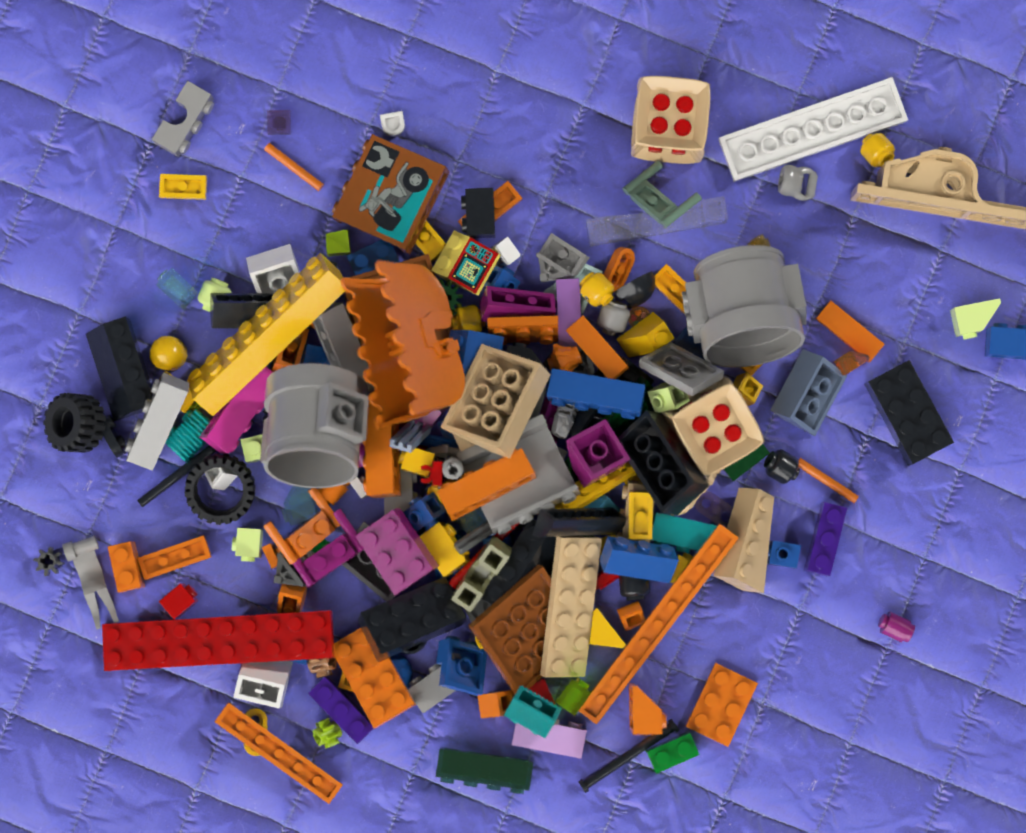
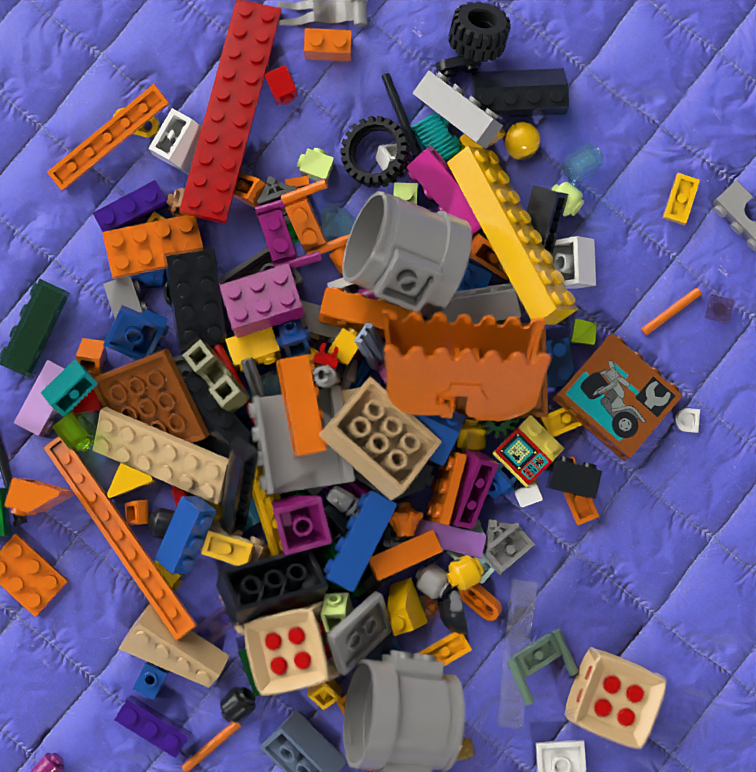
camera: 105 degrees right, 0 degrees up
(174, 557) = (323, 93): orange plate -> none
(327, 733) = (113, 188): lime gear -> none
(680, 532) = (201, 585): teal brick -> none

